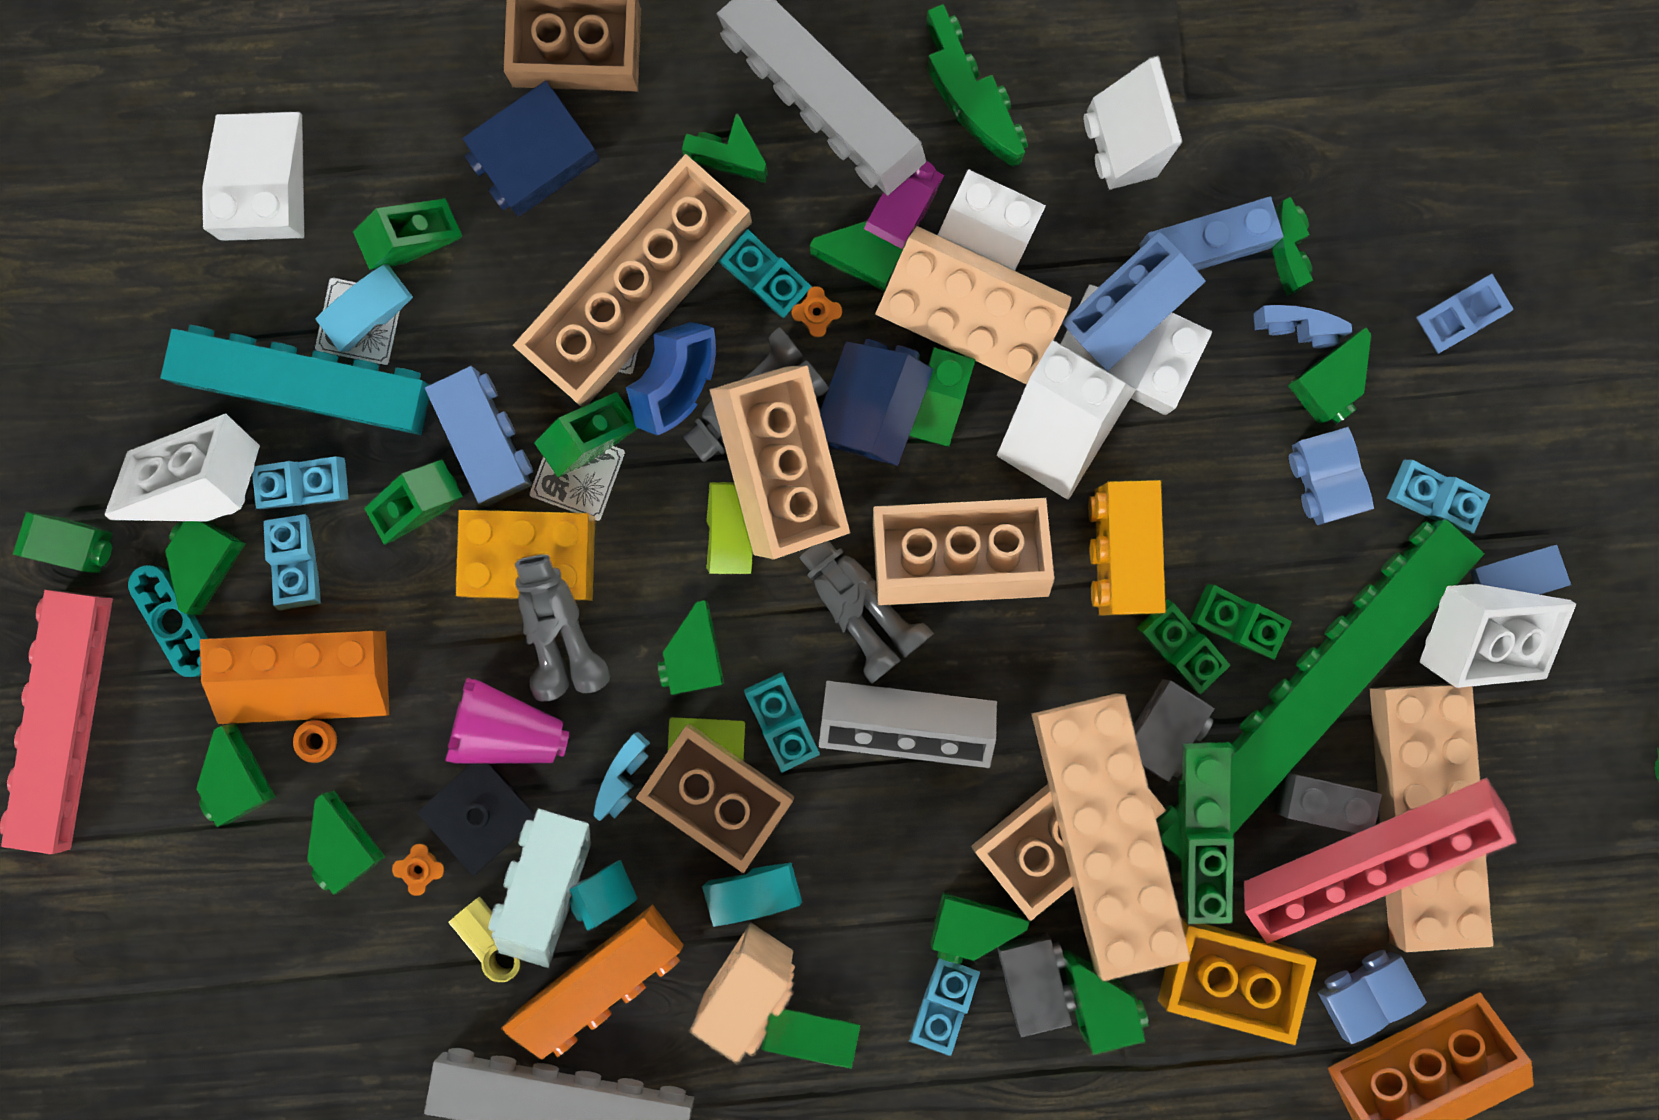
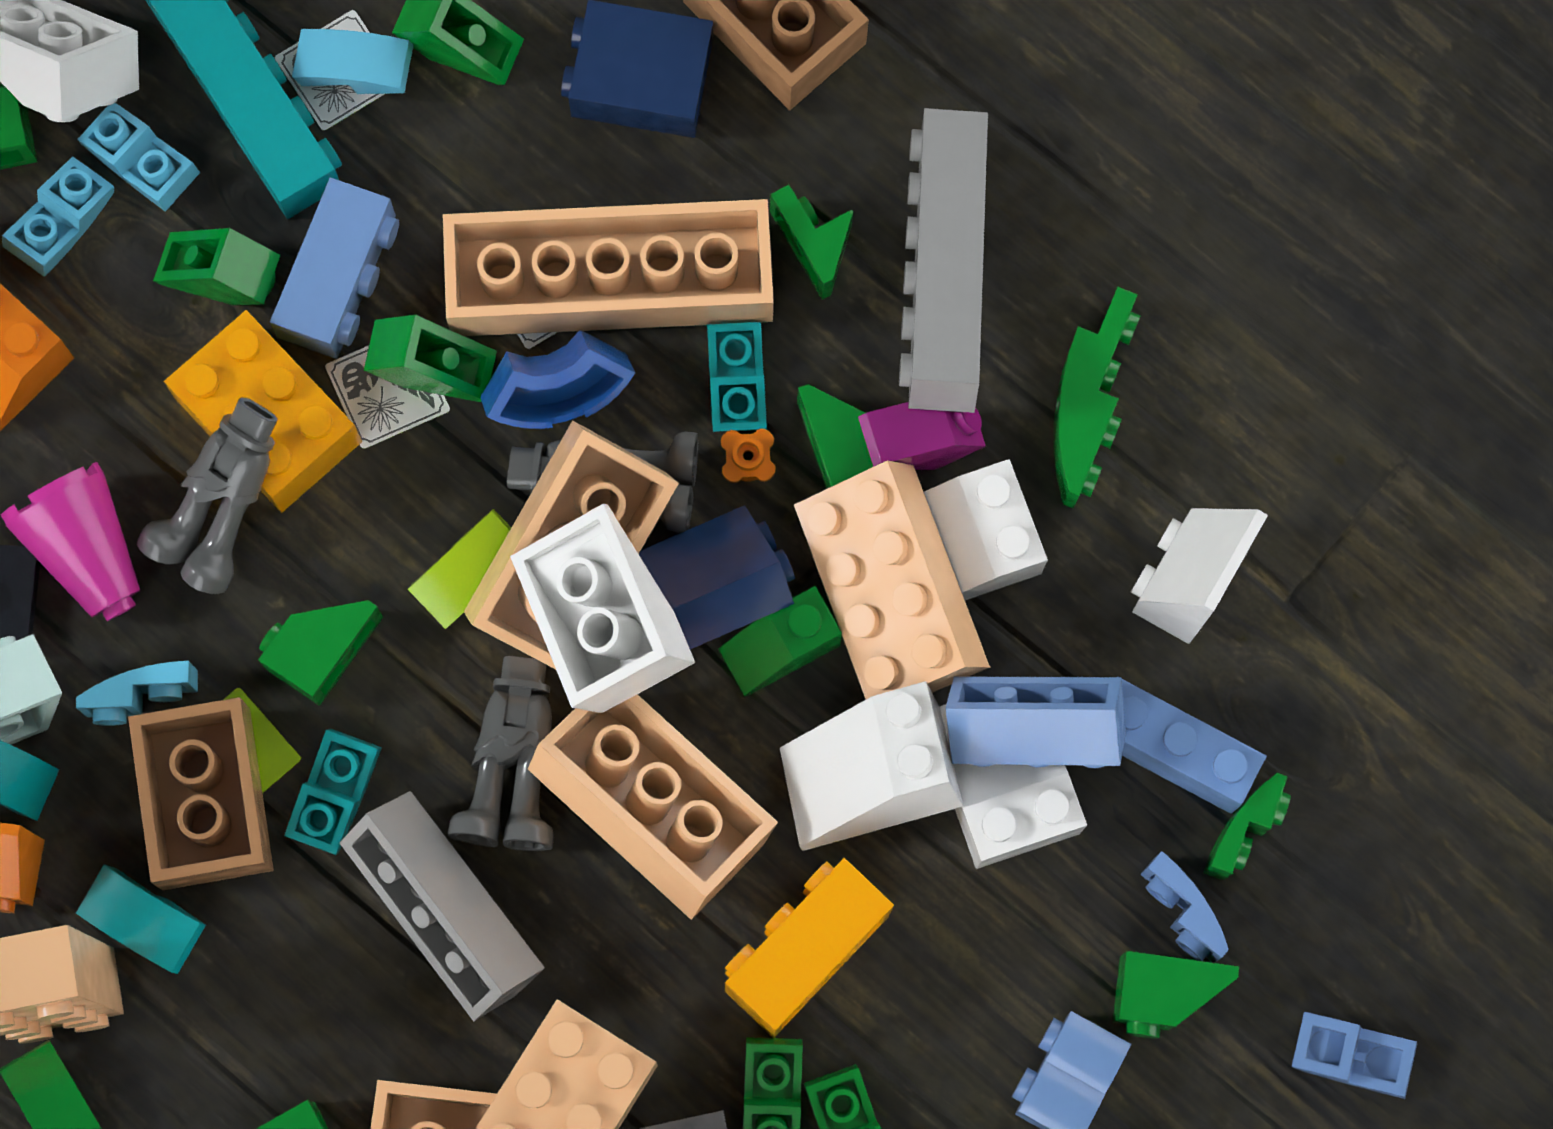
camera: 40 degrees right, 10 degrees down
(840, 481) = (600, 612): none -> white slope

